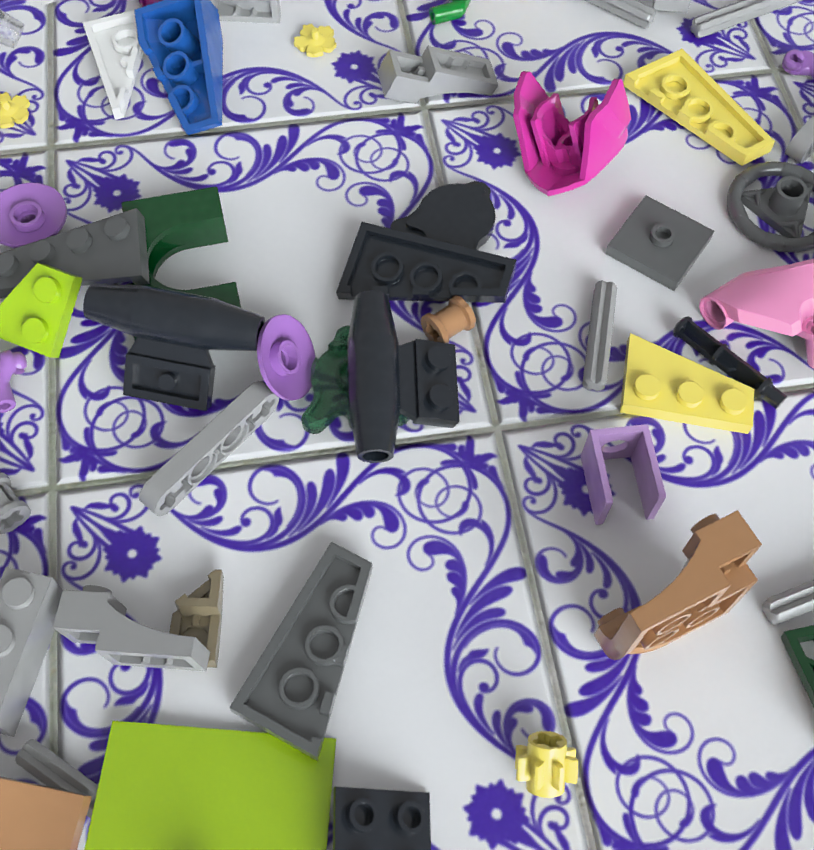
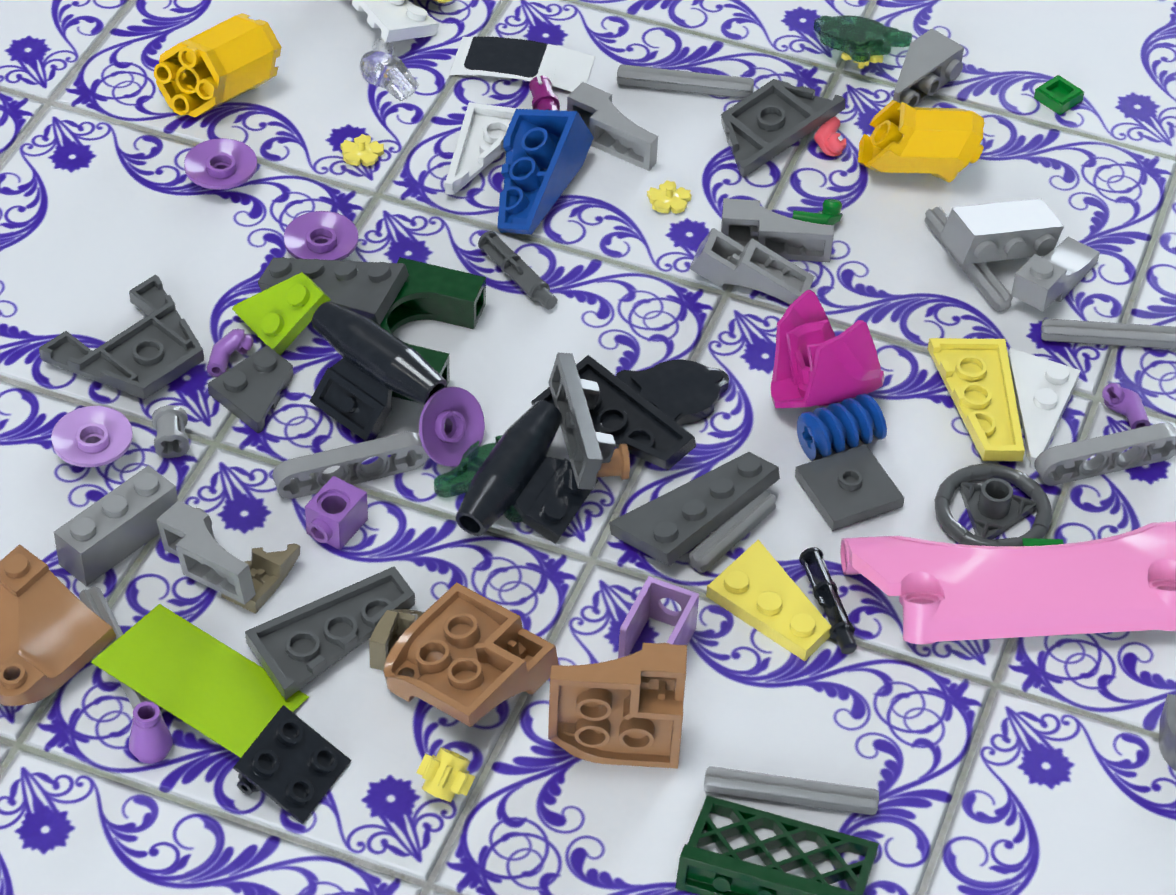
camera: 30 degrees right, 15 degrees down
(54, 406) = (253, 386): none -> dark grey wing
(227, 493) = (336, 513): none -> medium lavender brick
(231, 165) = (517, 269): none -> dark grey piece
(380, 600) = (387, 632): none -> dark tan slope
(414, 32) = (779, 233): none -> light grey slope
(431, 318) = (574, 399): none -> dark grey hinge
(477, 616) = (467, 657): none -> medium nougat slope
(557, 337) = (691, 512): none -> dark grey wing
(619, 189) = (840, 425): none -> blue piece
(743, 81) = (1041, 396): none -> white wing

